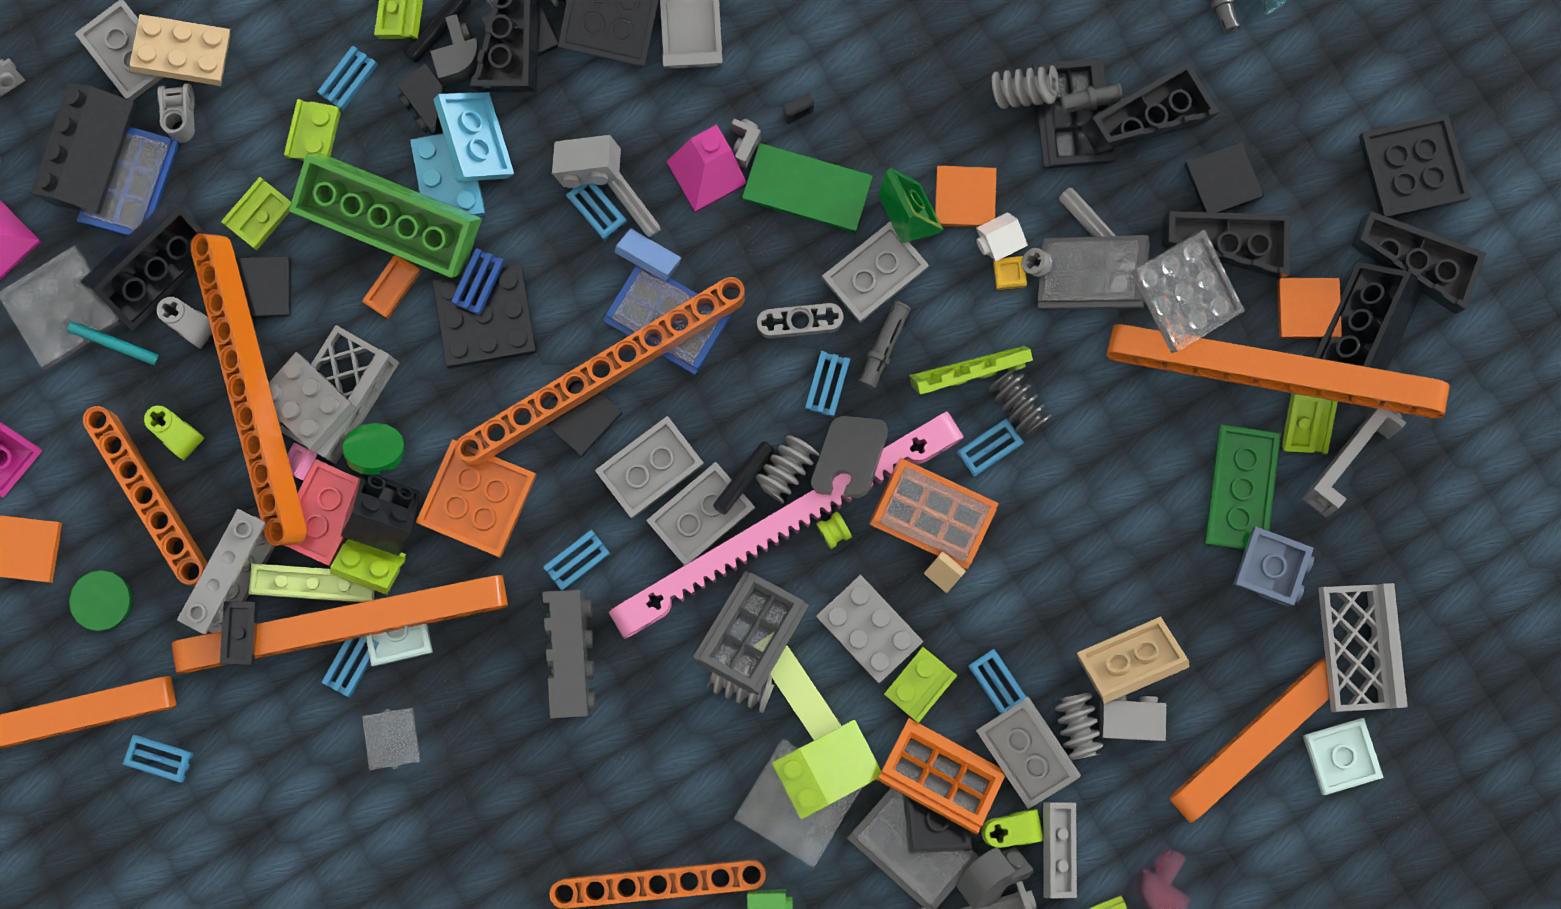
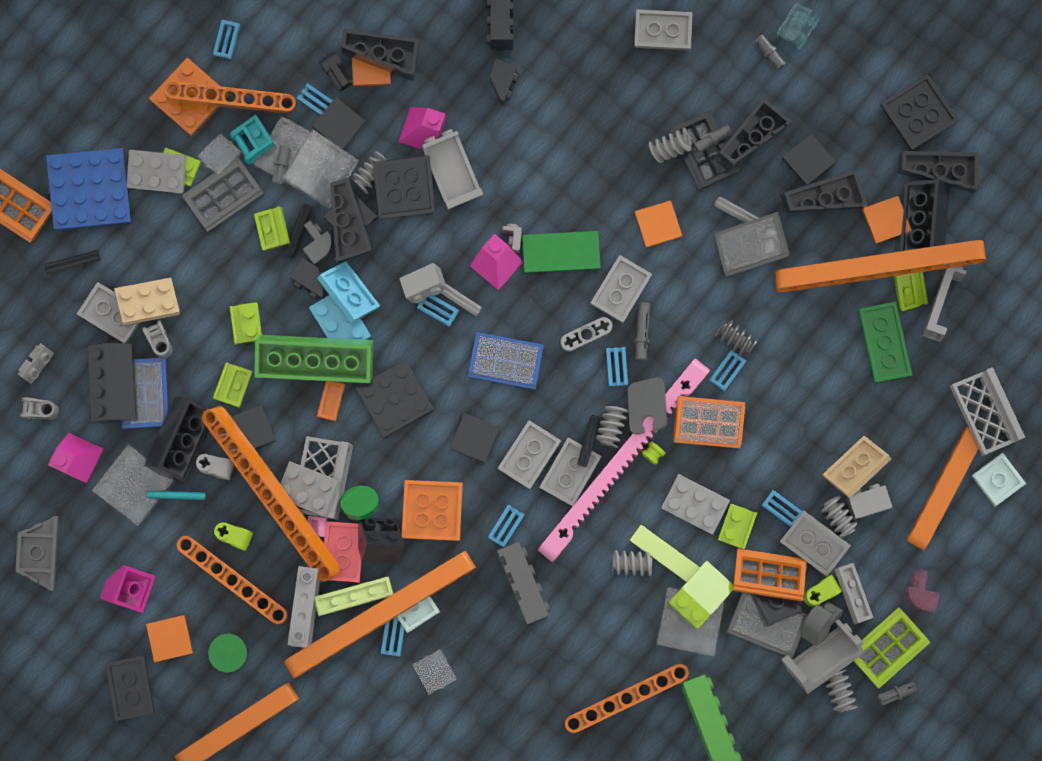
camera: 25 degrees left, 0 degrees up
(182, 766) = (282, 735): dark azure tile -> none
(238, 633) = (325, 640): black plate -> none
(340, 70) = (248, 279): dark azure tile -> none
(367, 566) = (382, 574): lime plate -> none
(477, 255) = (392, 380): blue tile -> none
(593, 384) = (483, 397): orange beam -> none
(647, 255) = (480, 327): medium blue tile -> none
(751, 632) = (627, 531): dark grey piece -> none
(798, 108) = (538, 205): black tile -> none
(908, 207) = (627, 243): green slope -> none
(944, 572) = (727, 454): tan tile -> none
(978, 367) = (696, 330): lime wing -> none
(1001, 237) = (689, 241): white brick -> none
(1009, 273) = (701, 261): yellow tile -> none
(1029, 259) = (713, 254): light grey bush -> none
(1187, 291) = (812, 237): clear plate -> none
(1274, 567) = (919, 382): sand blue plate -> none

